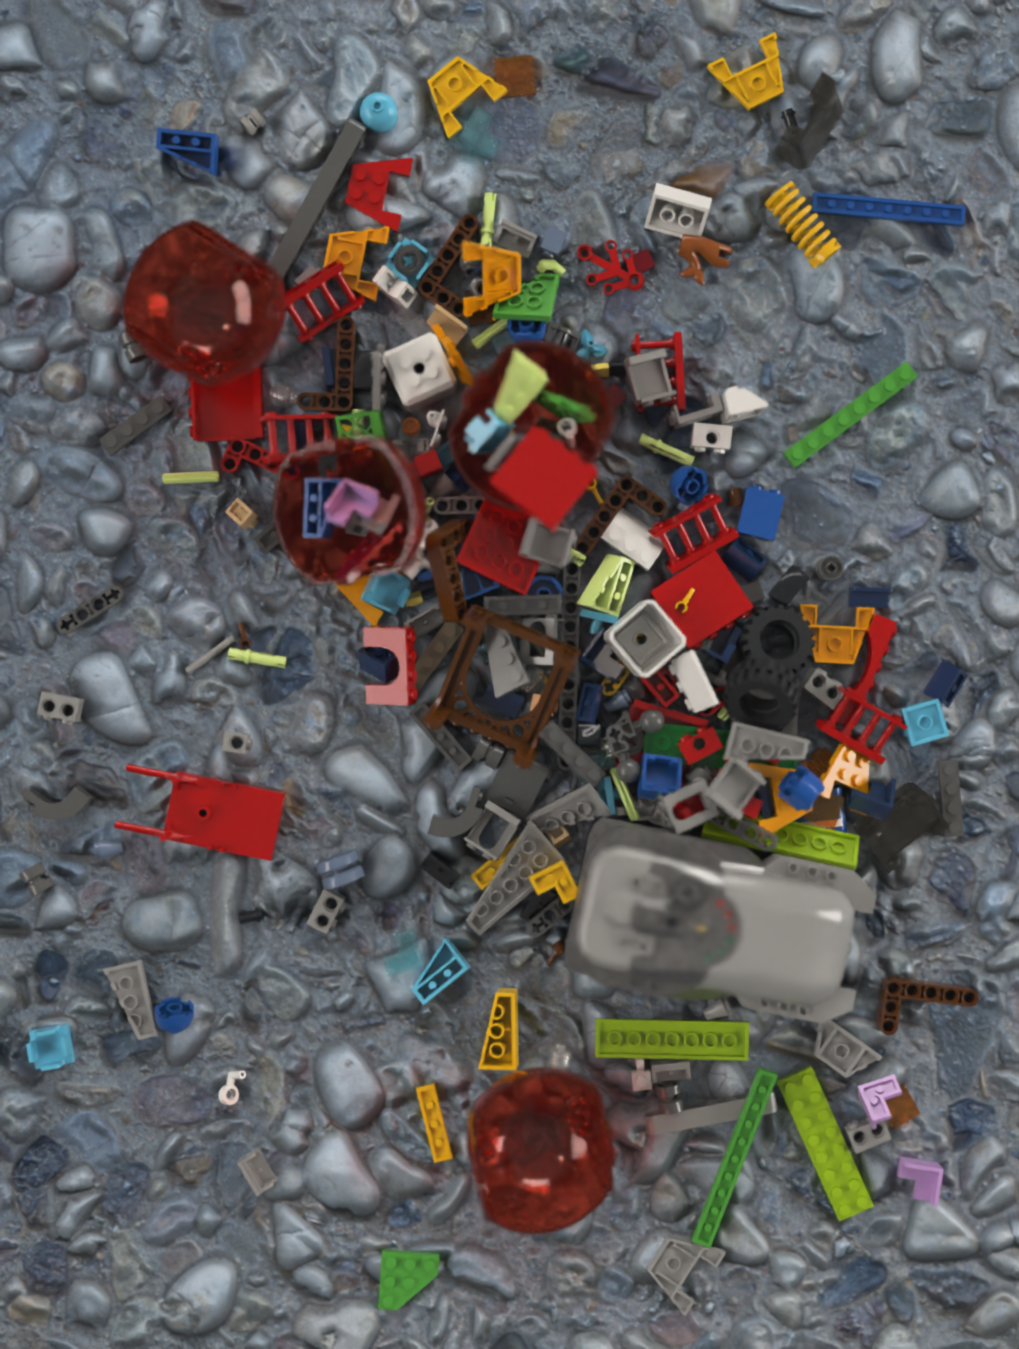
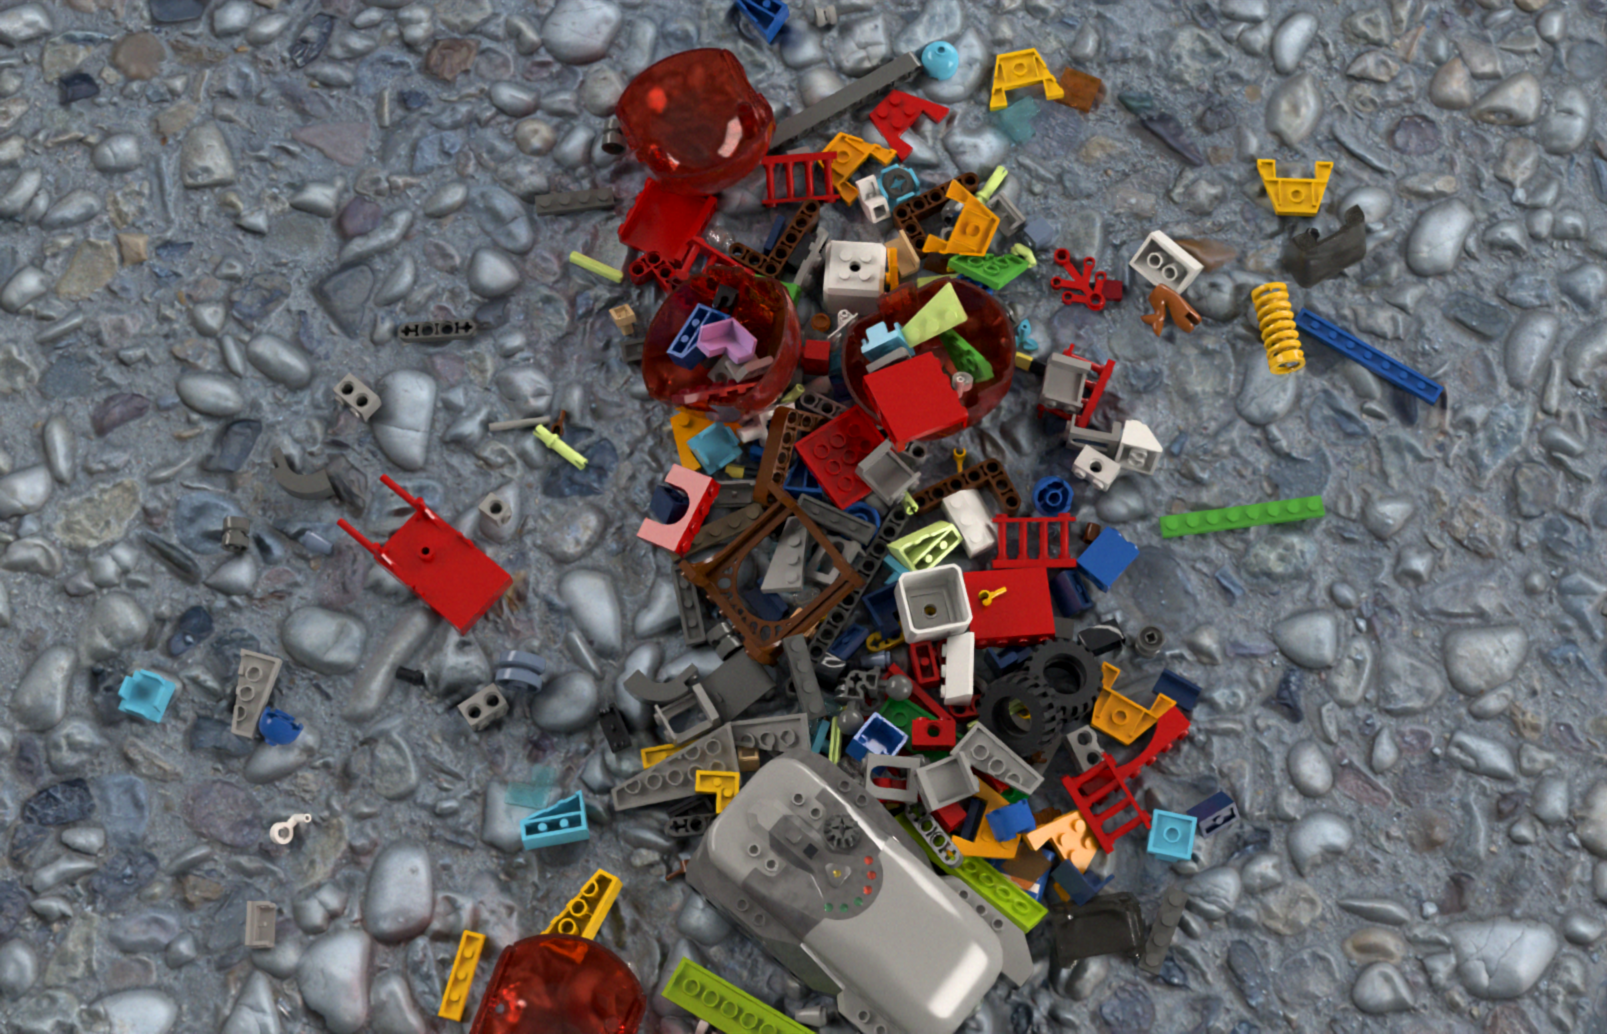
camera: 25 degrees right, 20 degrees down
(617, 396) = (1022, 390): dark red tile -> none
(658, 446) = (1032, 442): yellowish green pin -> none

